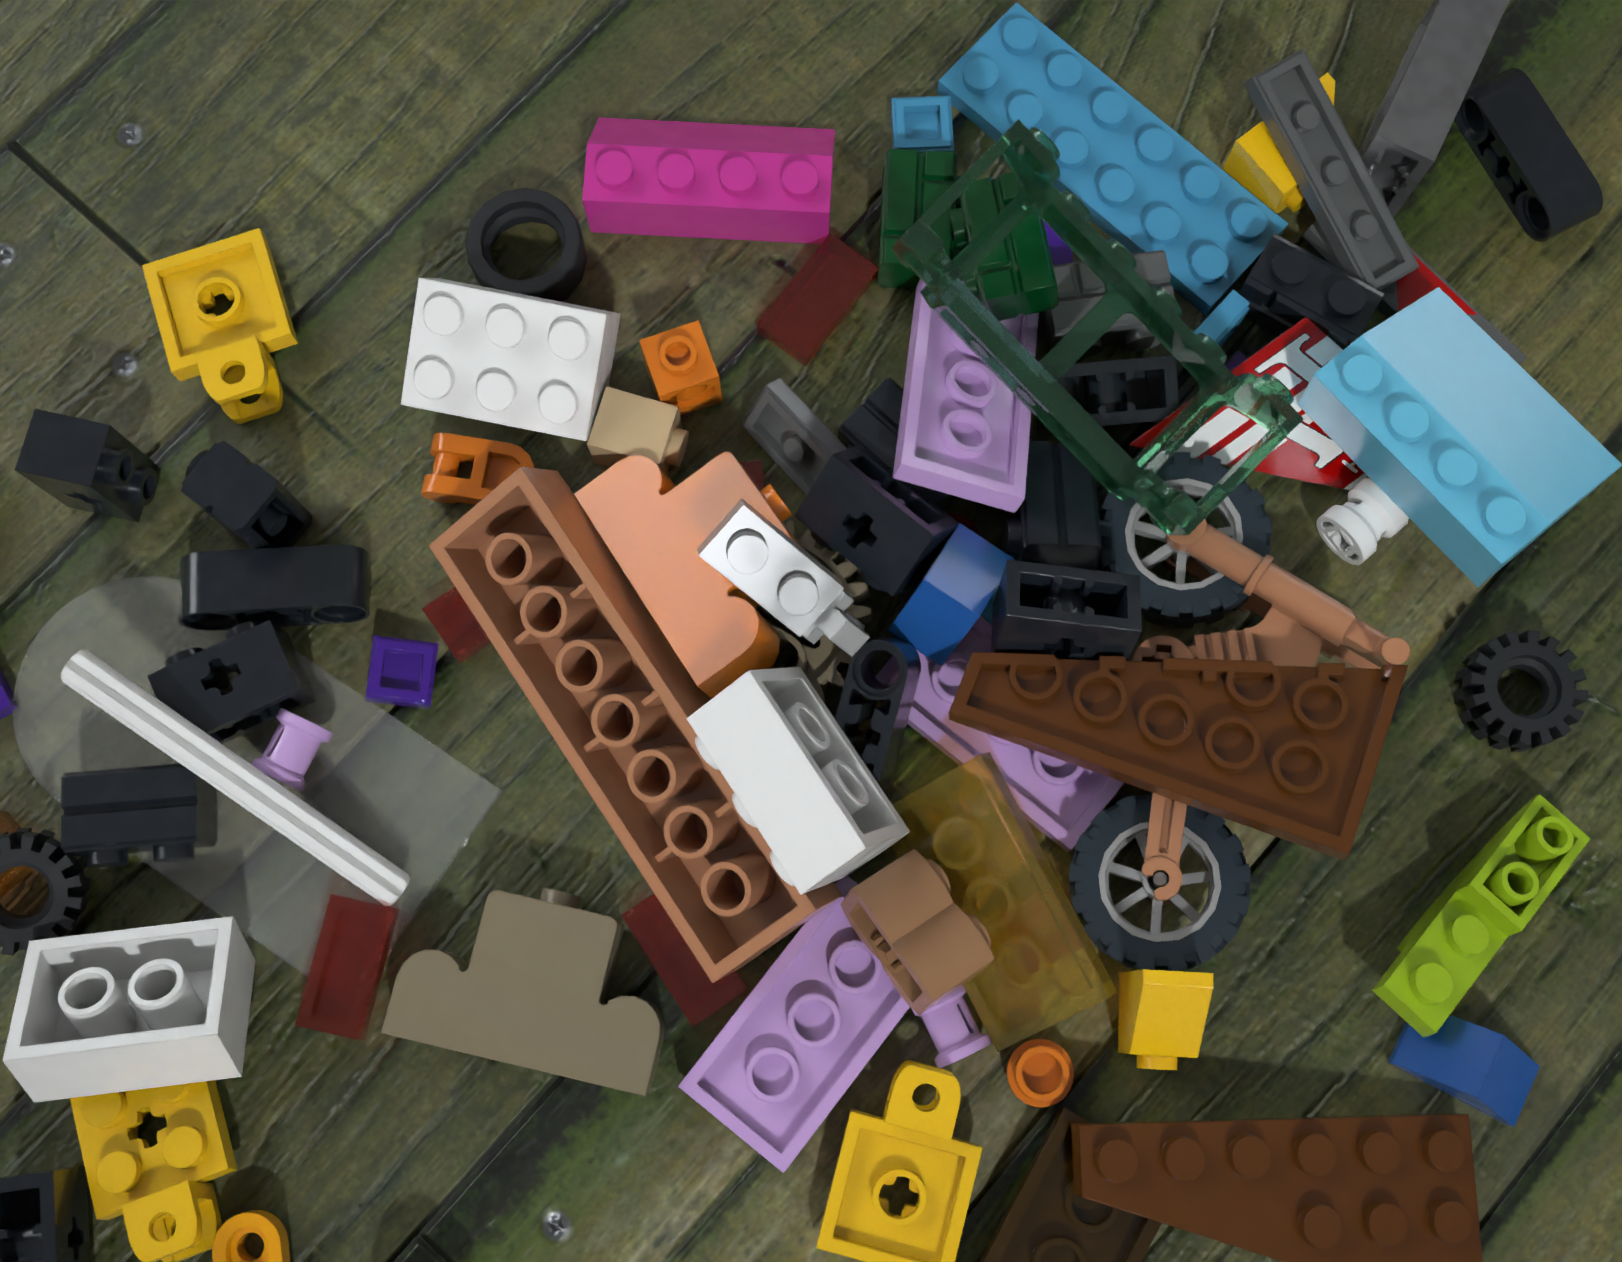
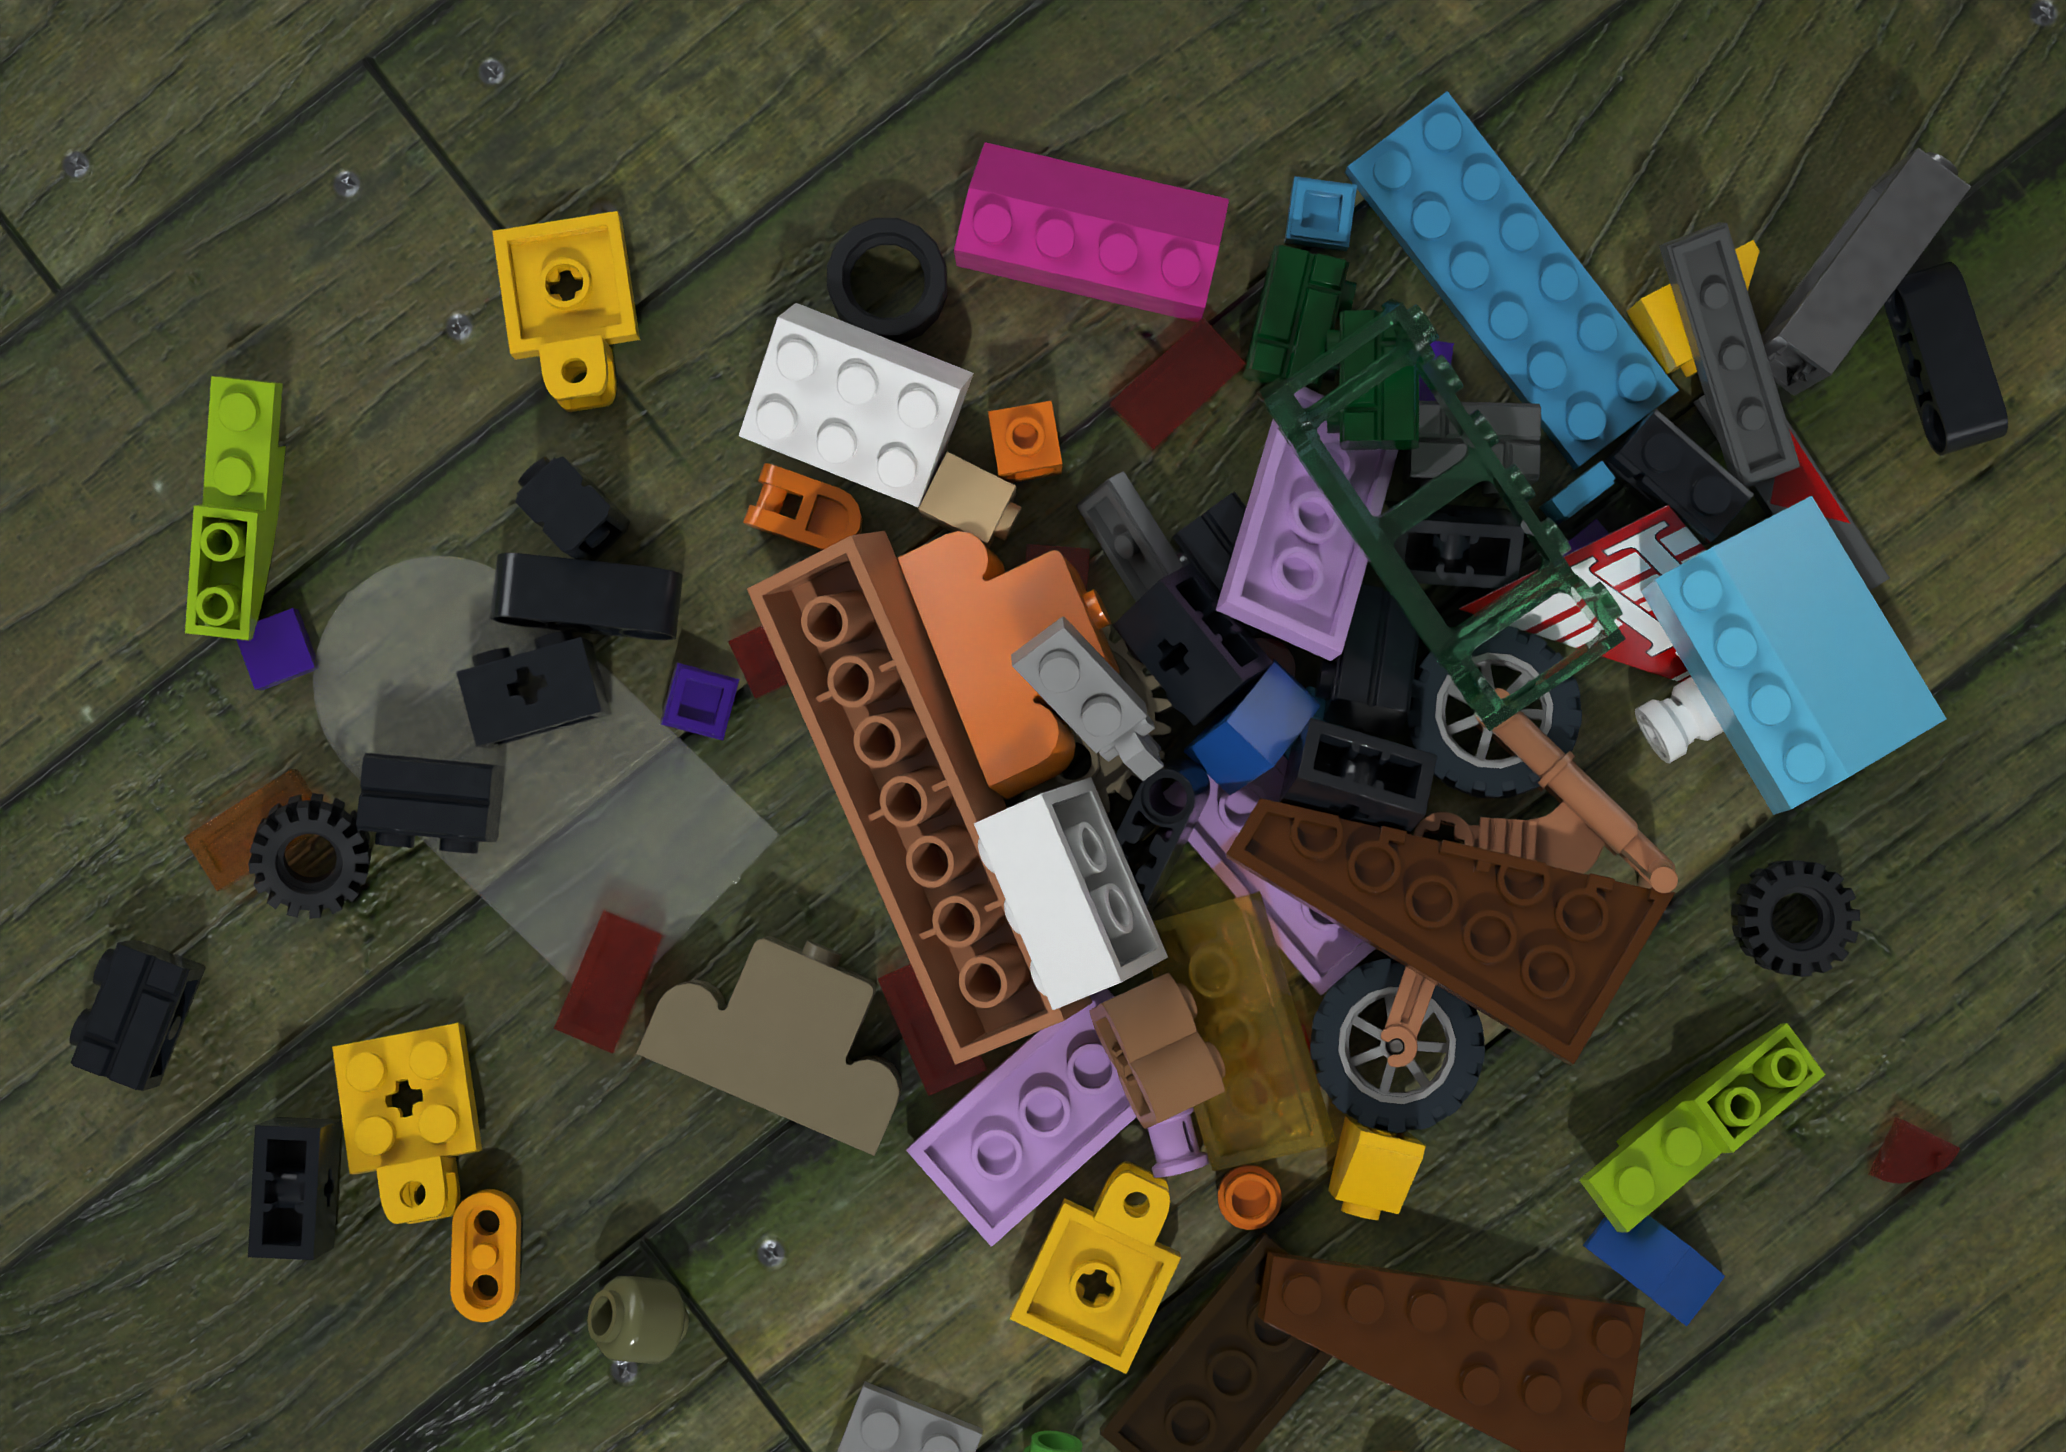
camera: 10 degrees right, 10 degrees up
(87, 465) = (420, 445): black brick -> none
(131, 1009) = (407, 990): white brick -> none
(234, 777) = (529, 787): white axle -> none
(291, 749) = (583, 764): lavender bush -> none

